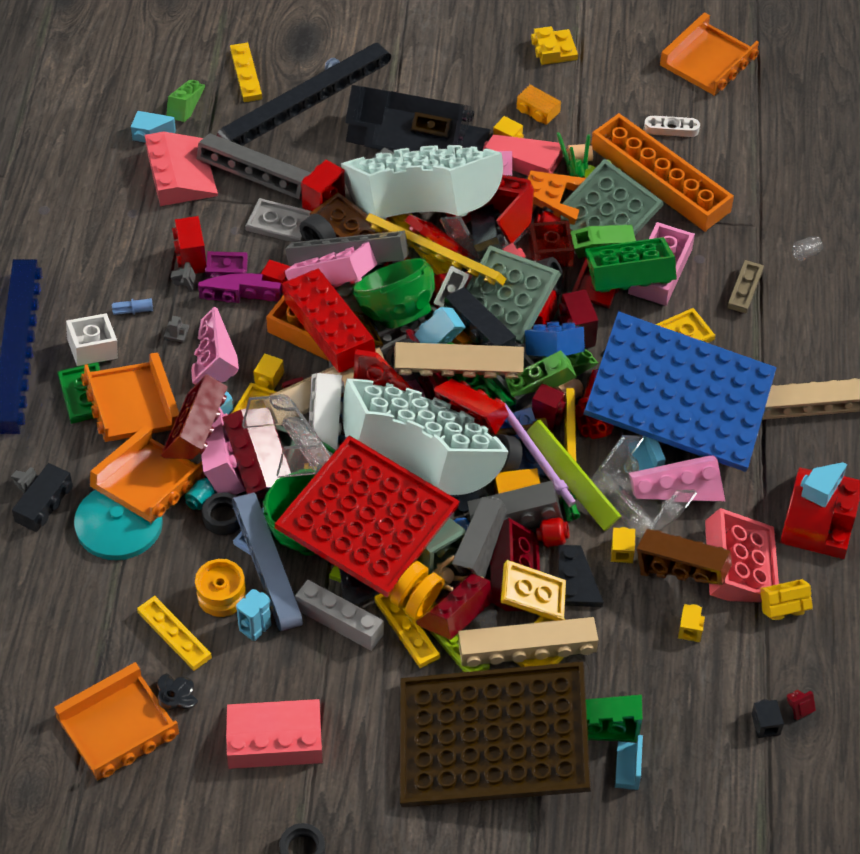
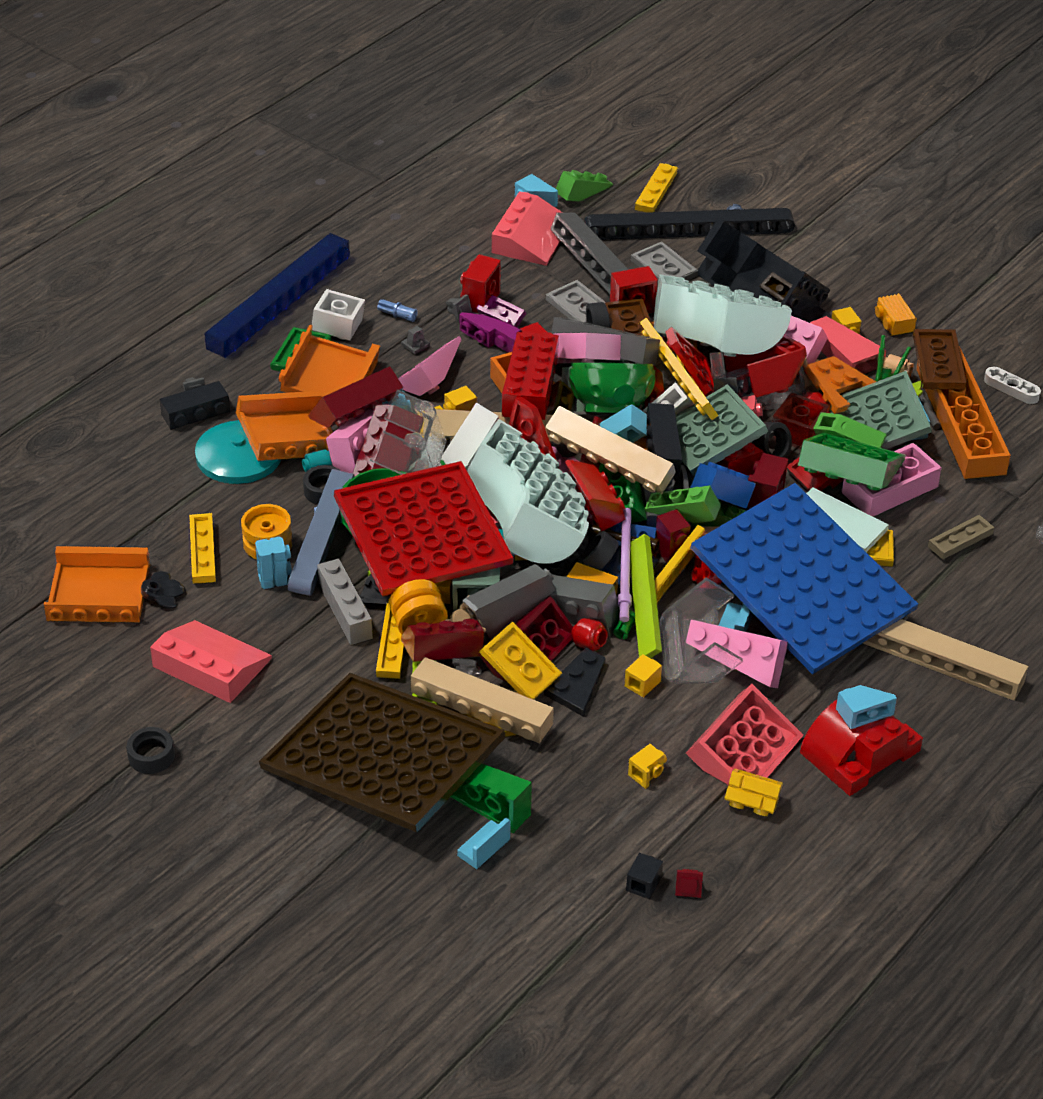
camera: 35 degrees right, 10 degrees down
(315, 146) = (664, 262): none -> light grey tile
(553, 45) = (956, 279): yellow plate -> none
(618, 134) = (939, 359): none -> reddish brown plate
(668, 316) = (858, 525): none -> light aqua tile
(682, 558) = (676, 702): reddish brown wedge -> none

